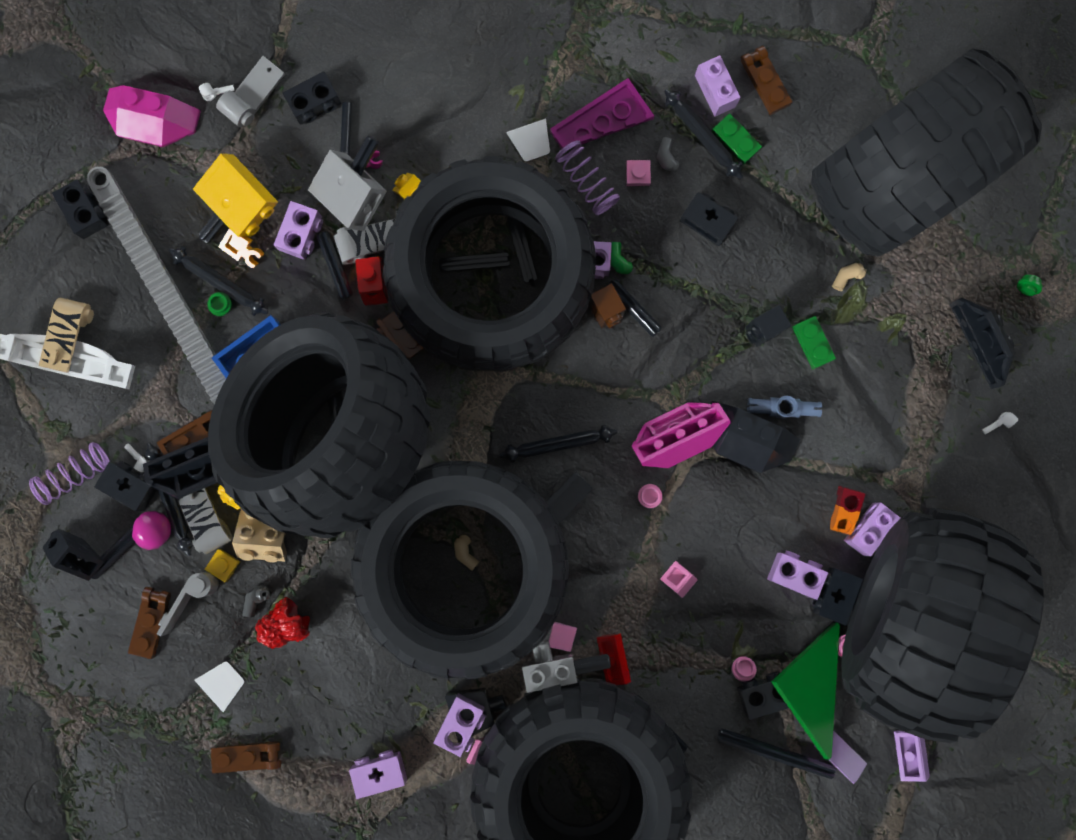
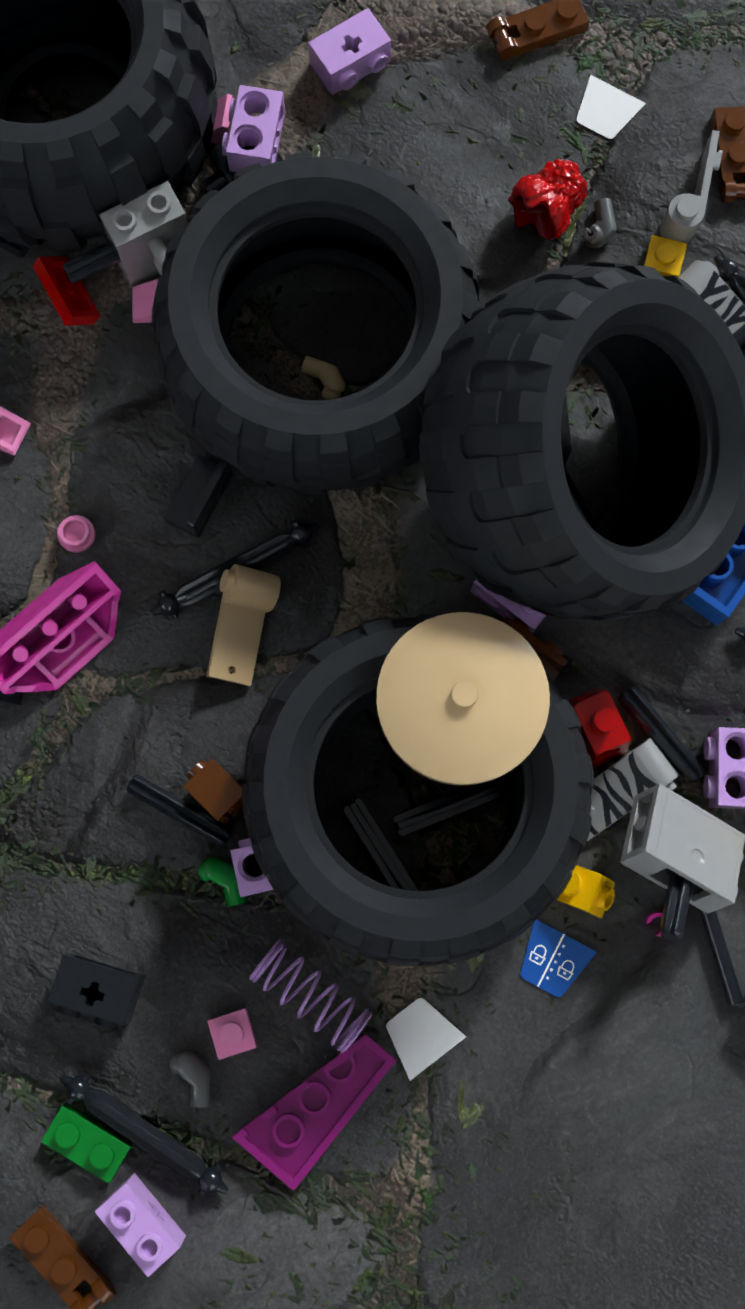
camera: 160 degrees right, 5 degrees down
(440, 155) = (553, 959): none -> blue sticker
(448, 291) = (462, 698): none -> tan dish
(558, 420) = (240, 622): none -> tan door

